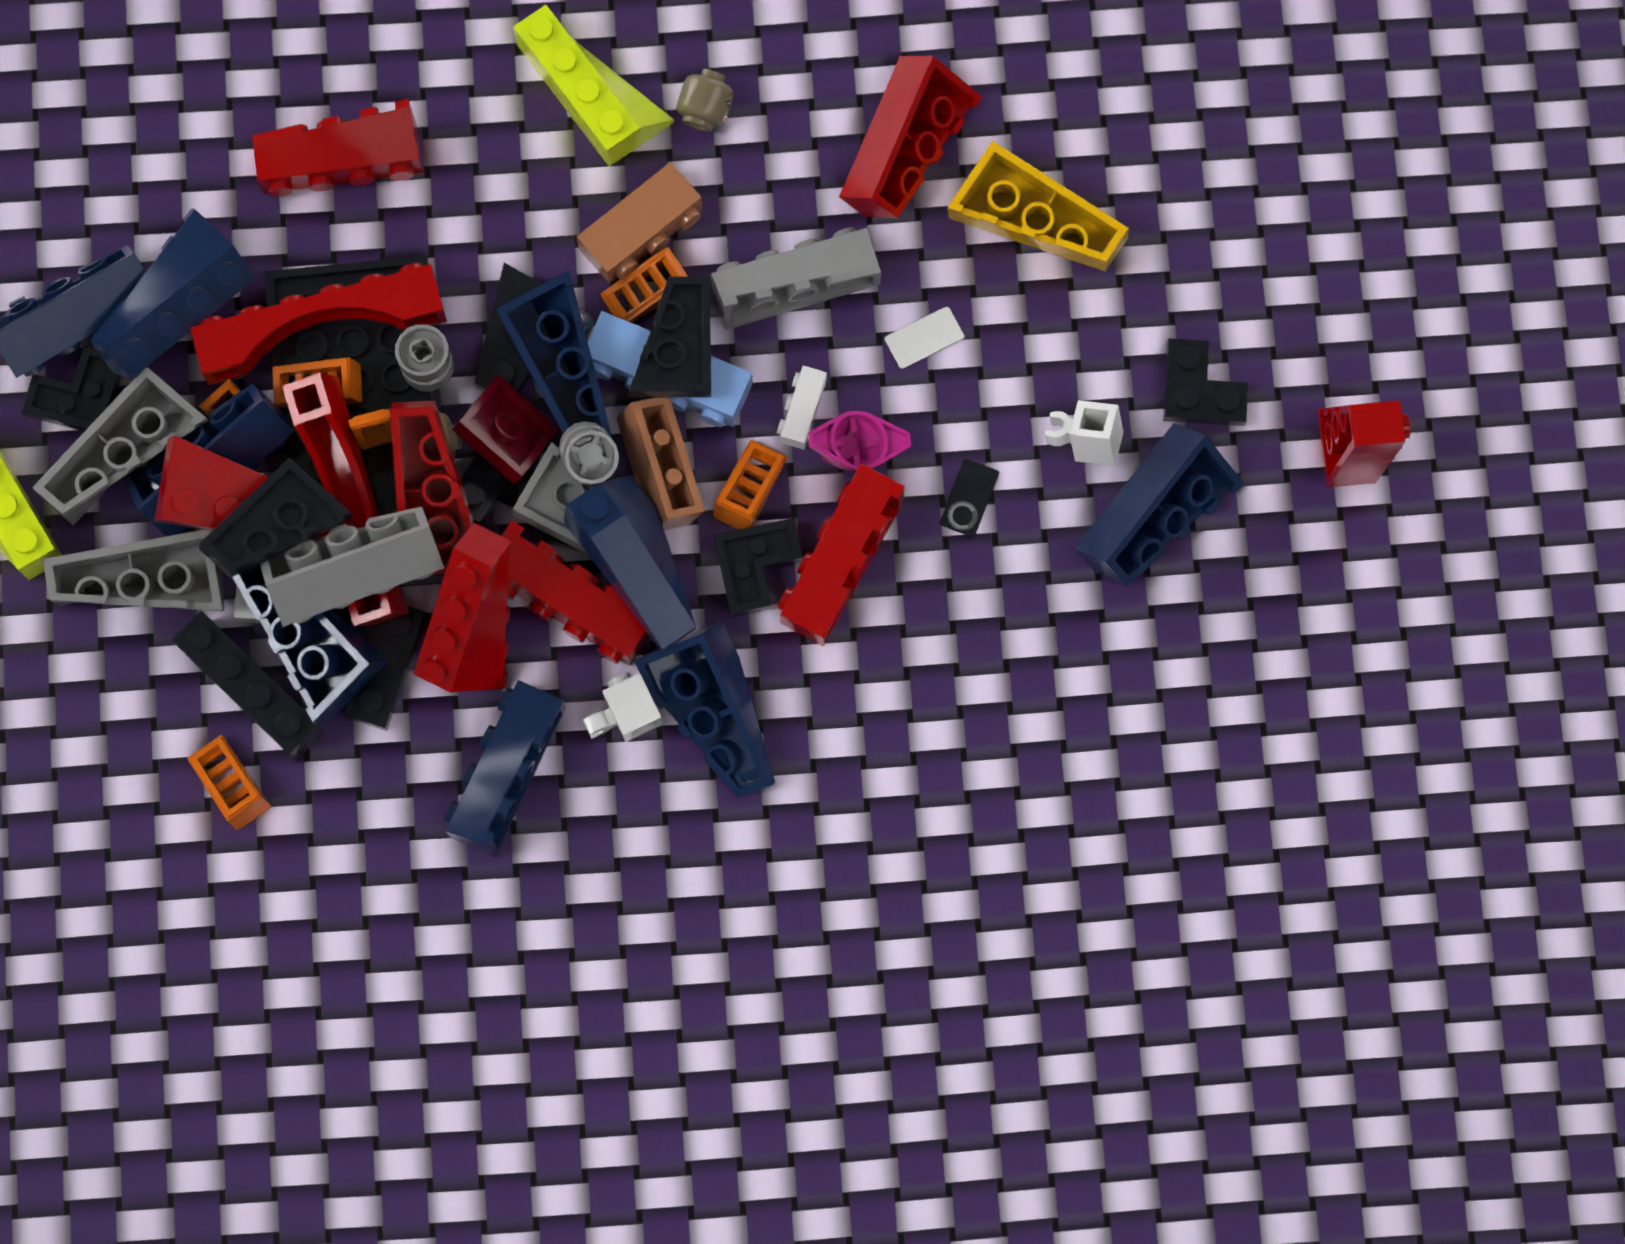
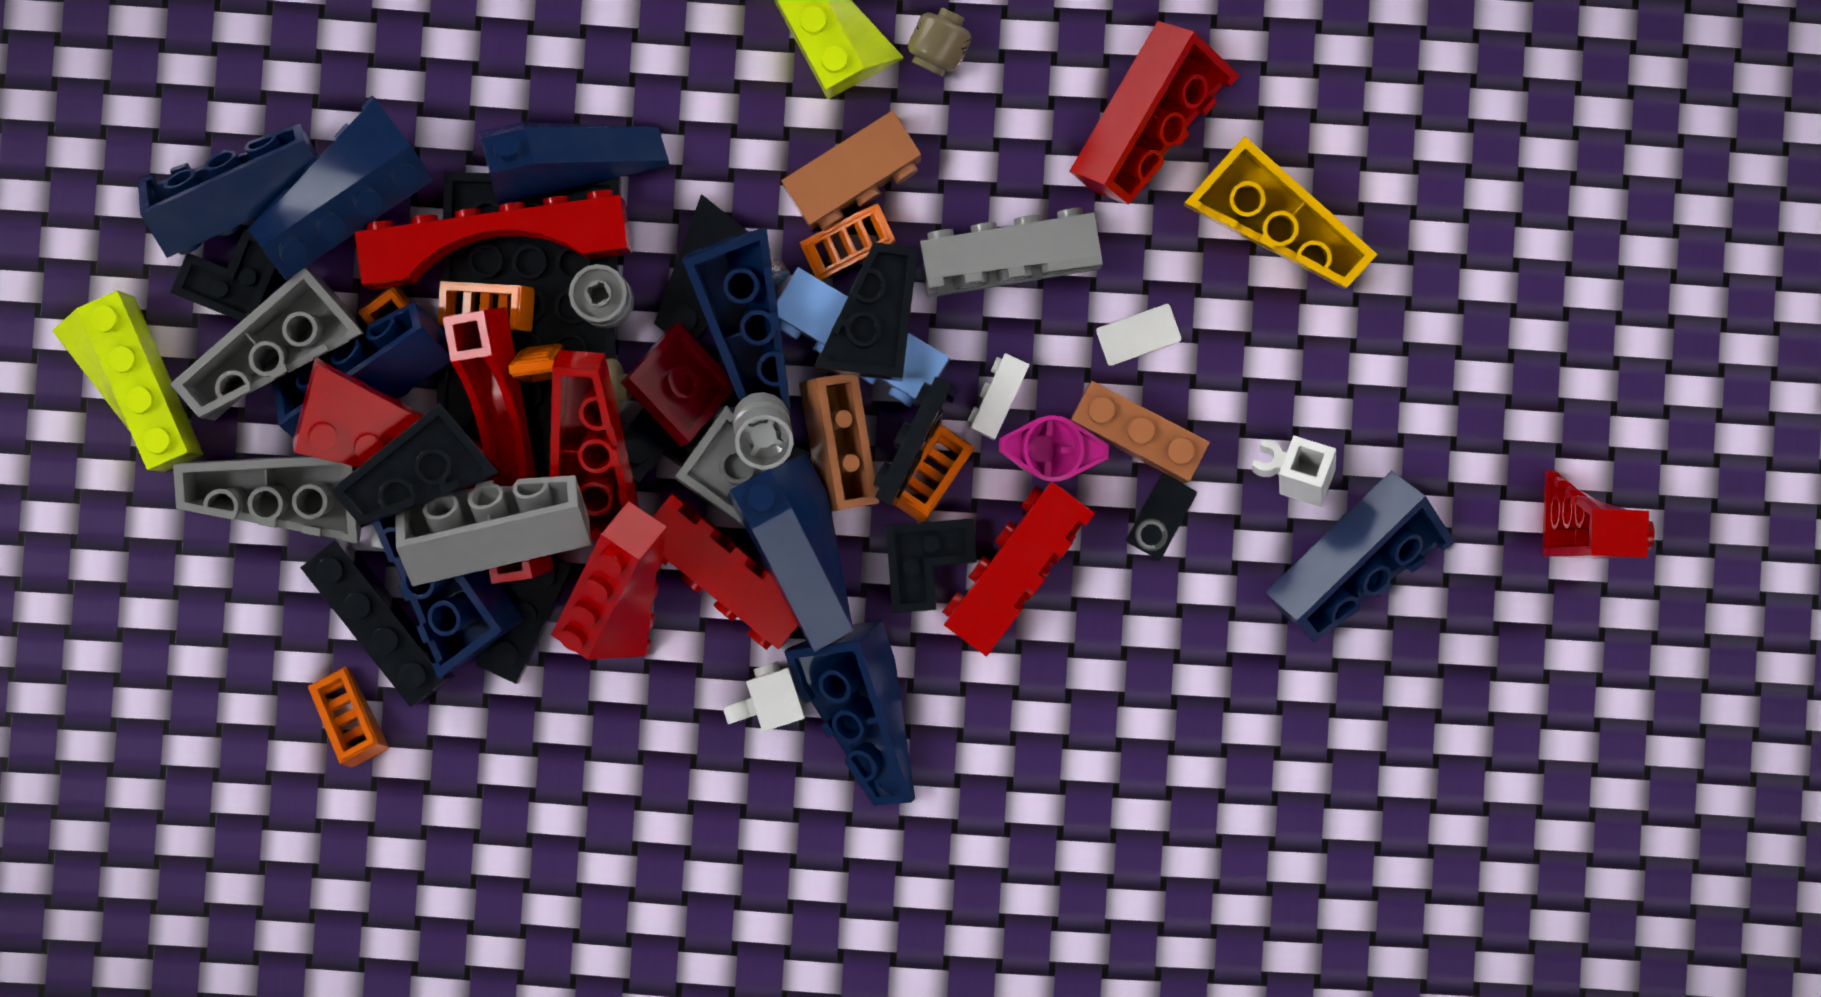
camera: 15 degrees right, 10 degrees up
(339, 152) = (538, 50): red wedge -> none
(367, 244) = (553, 157): none -> dark blue wedge
(505, 768) = (634, 747): dark blue wedge -> none
(737, 437) = (895, 477): none -> black wing
(938, 419) = (1139, 432): none -> nougat brick
(1193, 397) = (1412, 436): black plate -> none

